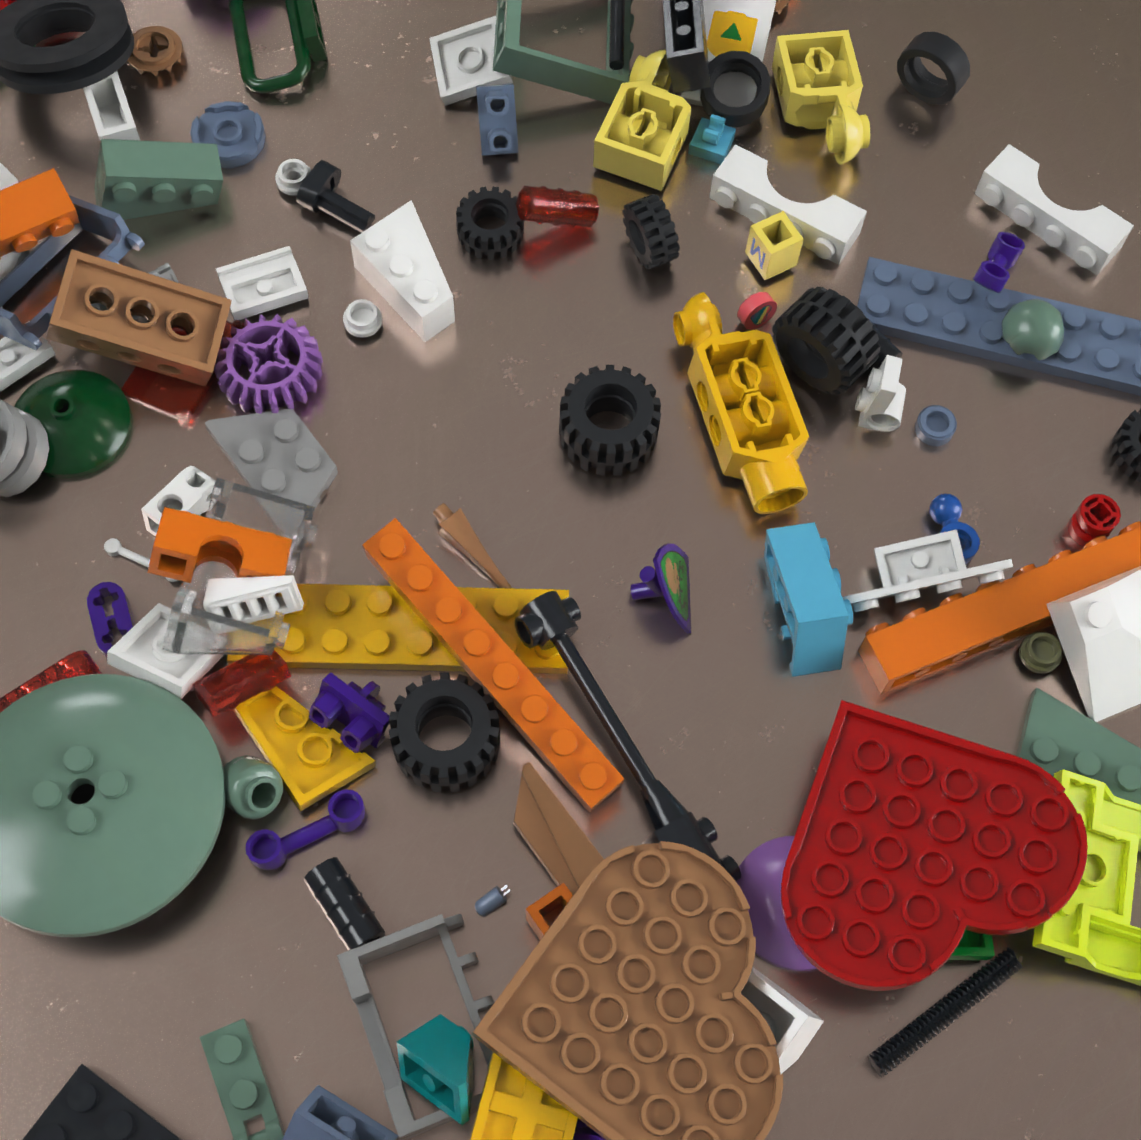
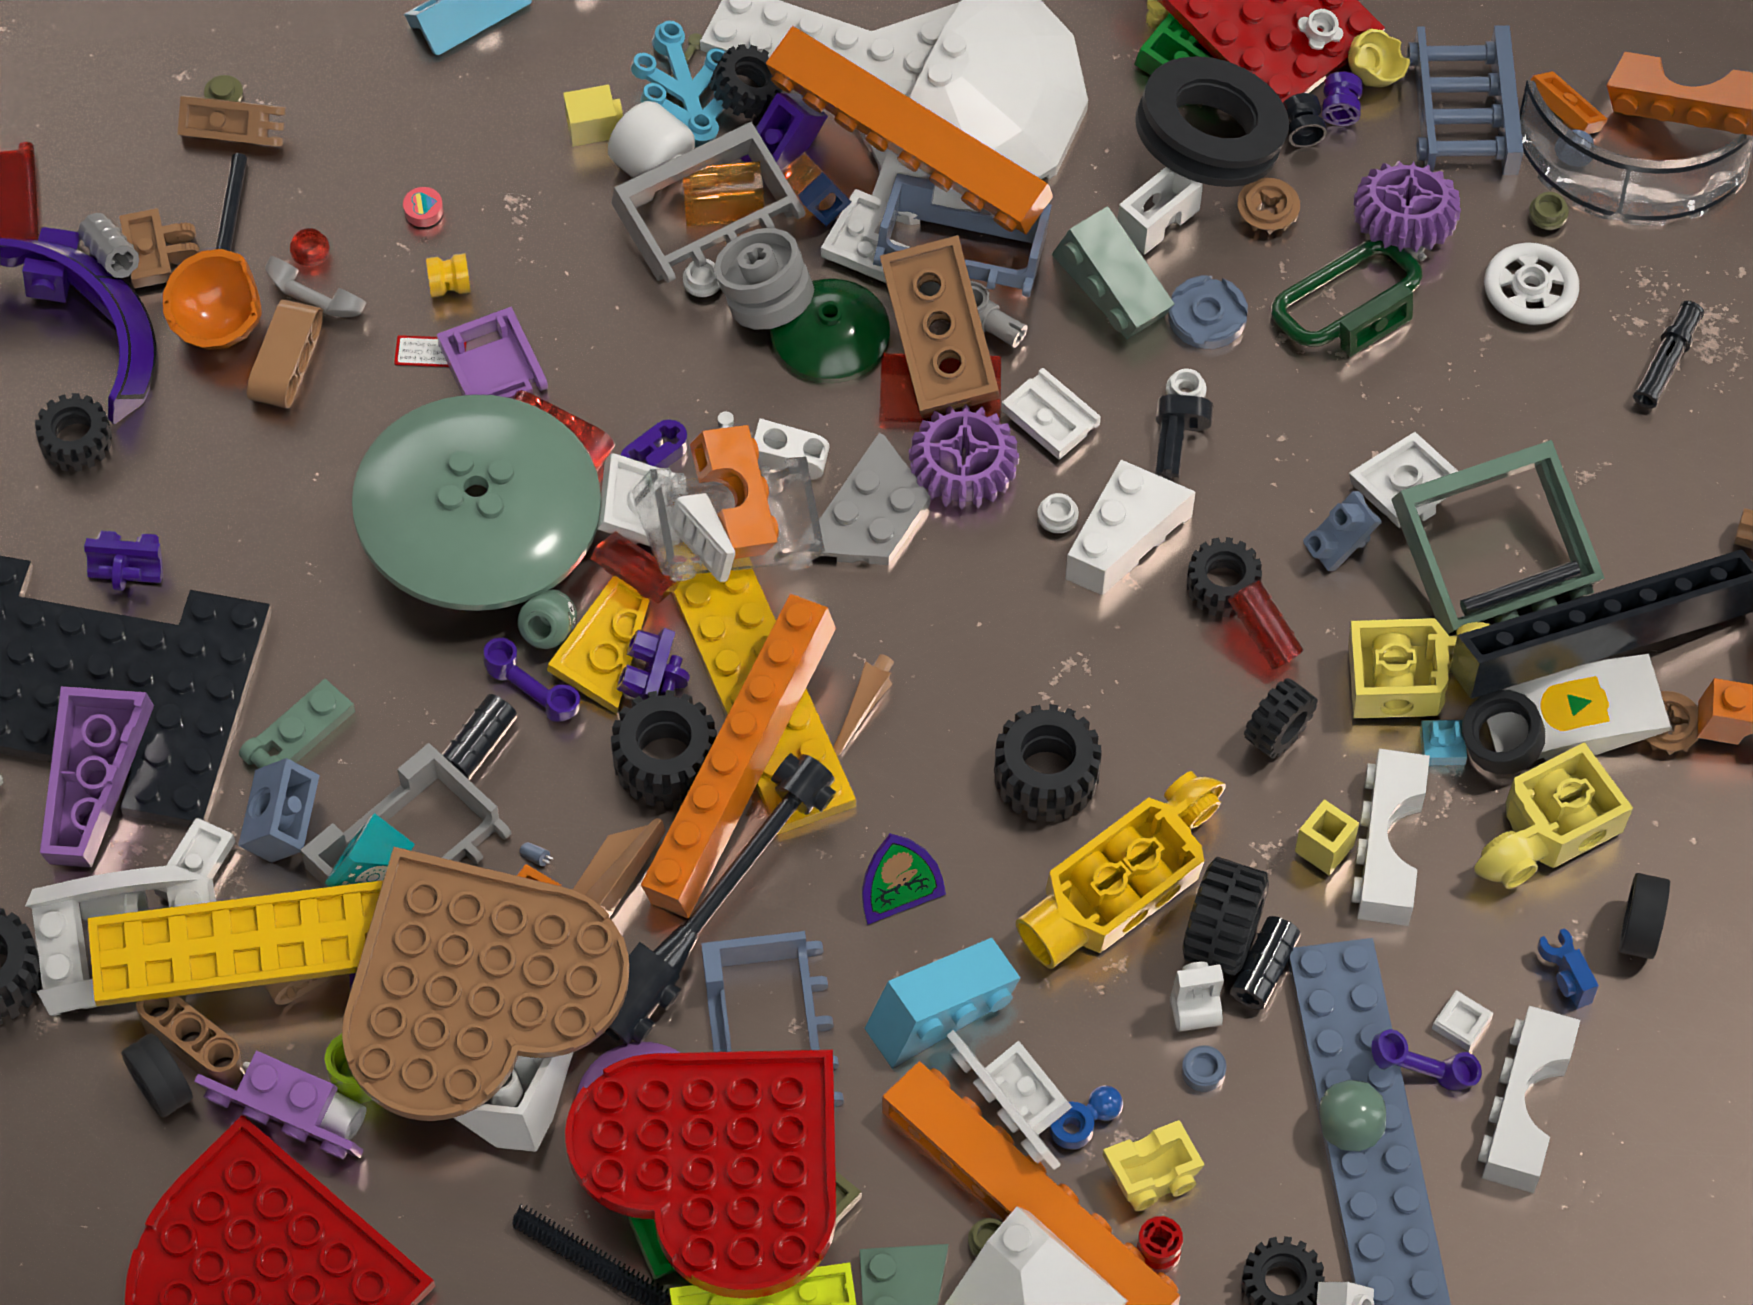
camera: 70 degrees right, 5 degrees down
(705, 783) = (763, 949): none -> sand blue hinge
(756, 310) = (1247, 851): coral tile -> none
(956, 138) = (1574, 973): none -> blue plate
(961, 230) = (1462, 1020): none -> white tile
(1021, 493) = (1155, 1165): none -> light yellow cylinder

